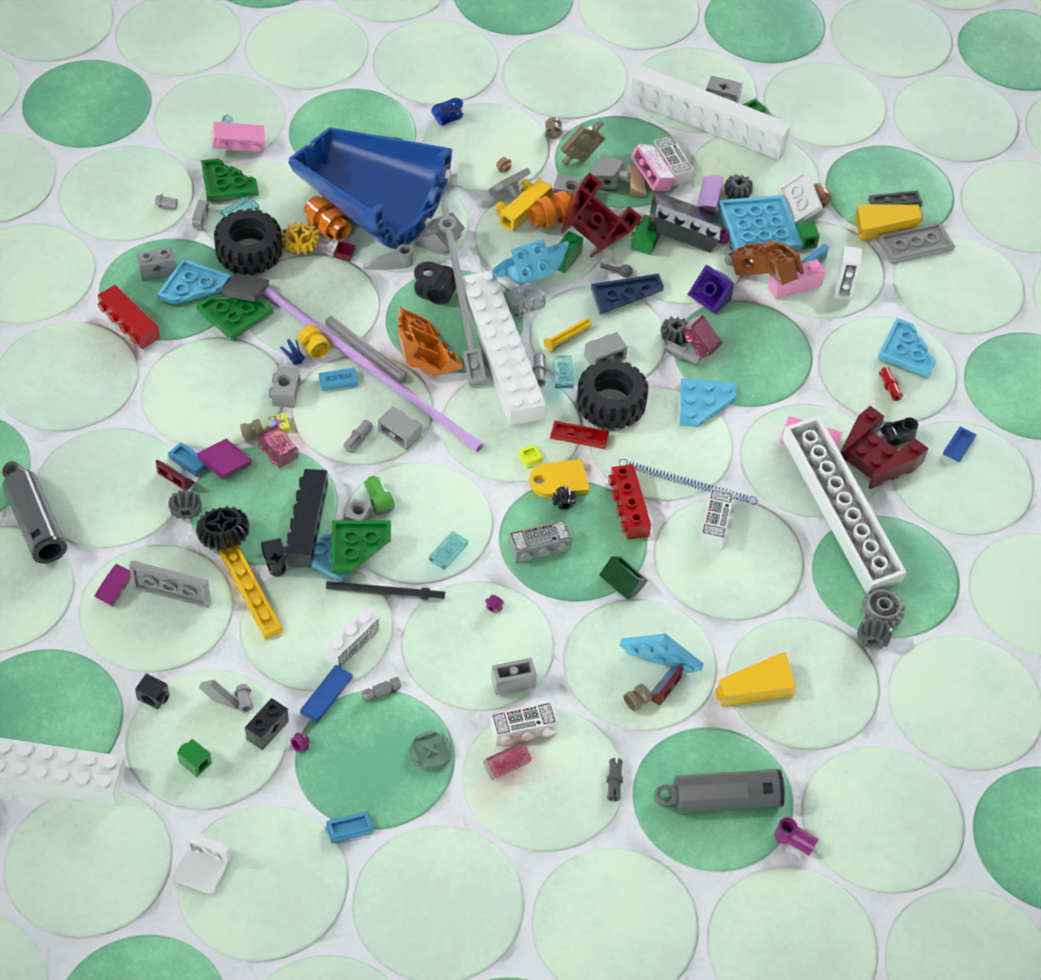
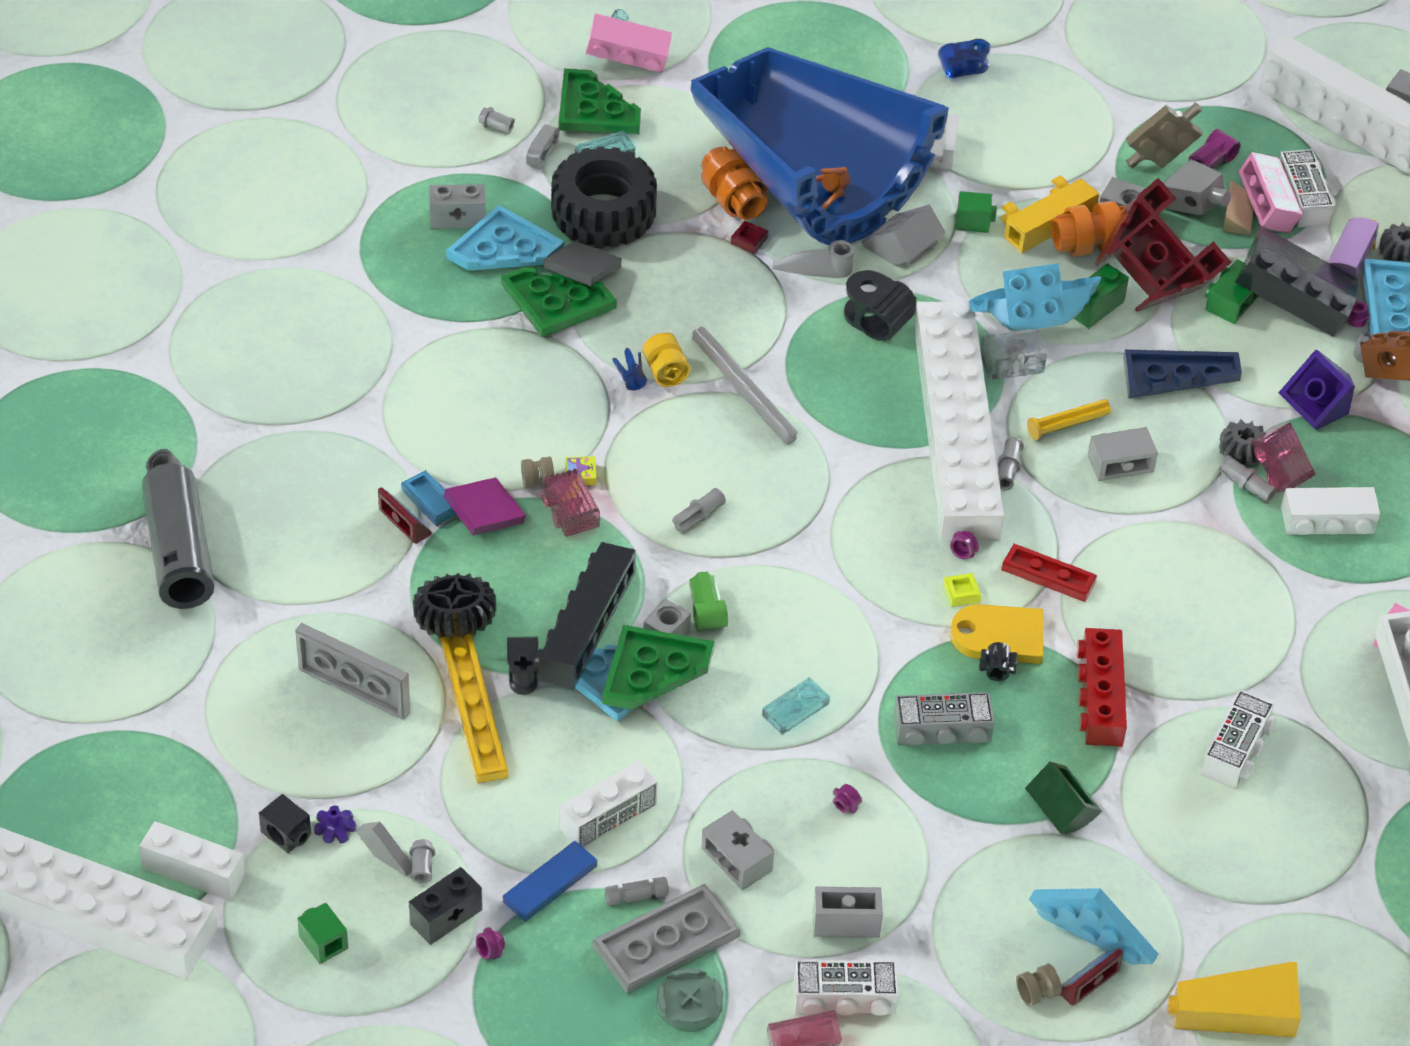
camera: 15 degrees right, 5 degrees down
(99, 728) = (192, 861): none -> white brick
(113, 584) = (268, 657): magenta slope -> none
(128, 316) = (394, 275): red brick -> none
(183, 685) = (335, 824): none -> dark purple plant
(185, 504) = (406, 560): dark grey gear -> none
(285, 386) = (605, 418): light grey brick -> none
(300, 238) = (685, 205): yellow gear -> none
(338, 379) = (690, 422): dark azure tile -> none
(390, 207) = (834, 181): none -> orange plant
(399, 428) = (766, 510): light grey brick -> none
(406, 715) = (666, 938): none -> light grey tile
(423, 346) = (833, 394): orange wedge -> none
(424, 593) = (739, 762): black bar -> none
(436, 650) = (737, 849): none -> light grey brick
(468, 439) = (868, 545): lavender piece -> none
(473, 356) = (909, 426): light grey bar -> none
(479, 210) = (975, 212): none -> green brick
(504, 164) = (1032, 150): medium nougat plate -> none
(510, 183) = (1034, 178): light grey tile -> none
(525, 427) = (964, 545): none -> magenta plate
(553, 128) = (1125, 108): dark tan wheel -> none
(563, 371) = (1046, 473): clear light blue plate -> none
(614, 145) = (1216, 149): none -> magenta piece
(614, 376) = (1110, 546): black tyre -> none
(624, 270) = (1185, 340): dark grey bar -> none
(653, 471) = (1147, 649): piece -> none
(703, 399) = (1264, 555): medium azure plate -> none
(736, 364) = (1330, 510): none -> white brick

